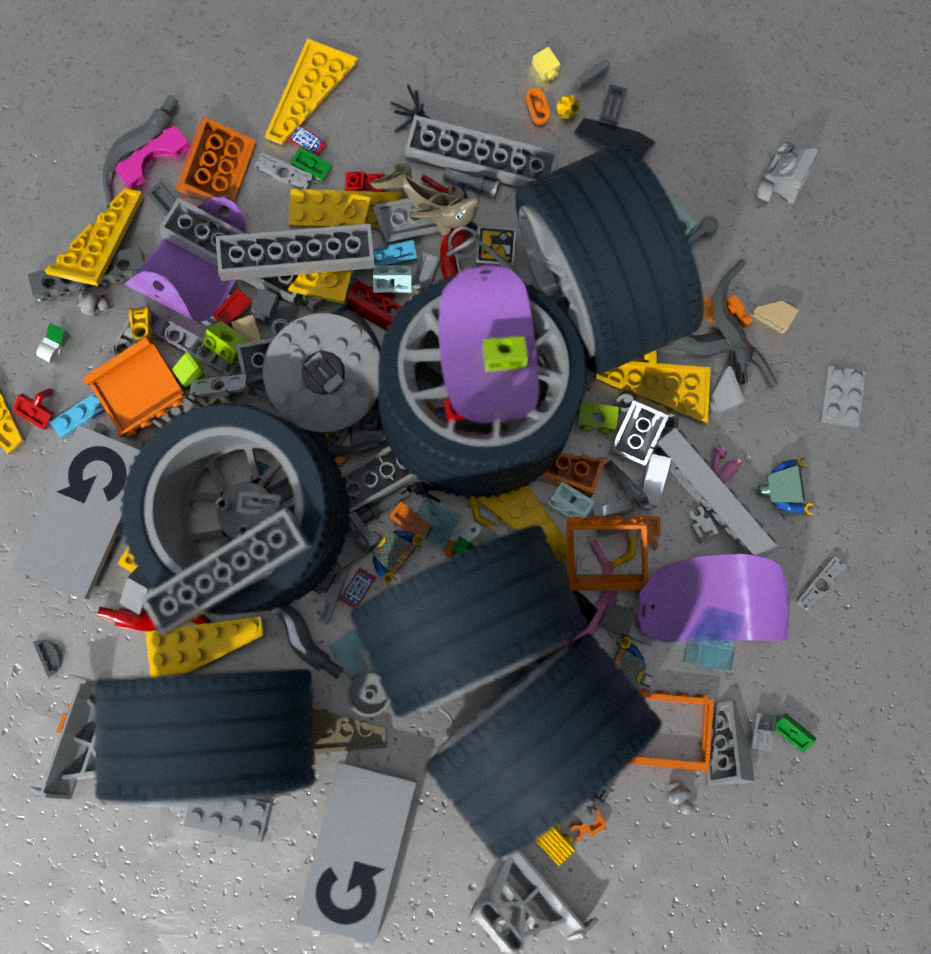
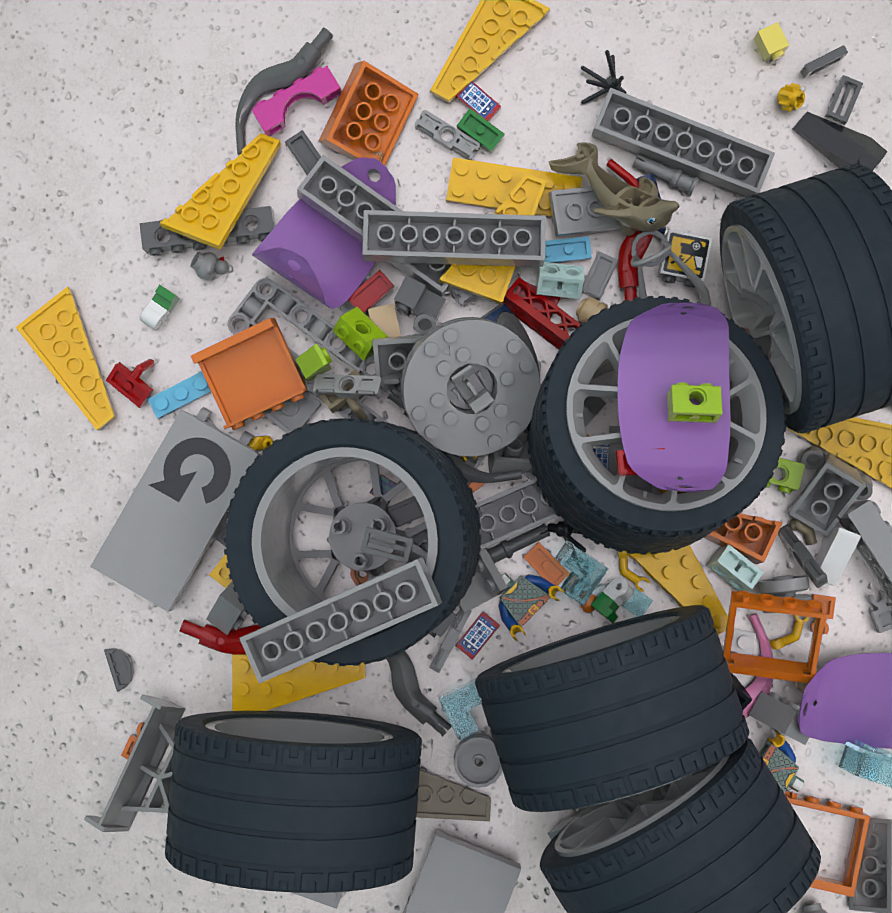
camera: 15 degrees right, 5 degrees up
(140, 320) = (264, 295): yellow piece -> none
(361, 181) = (537, 158): red slope -> none
(538, 107) = (754, 93): orange plate -> none
(630, 464) = (808, 532): none -> dark tan arm

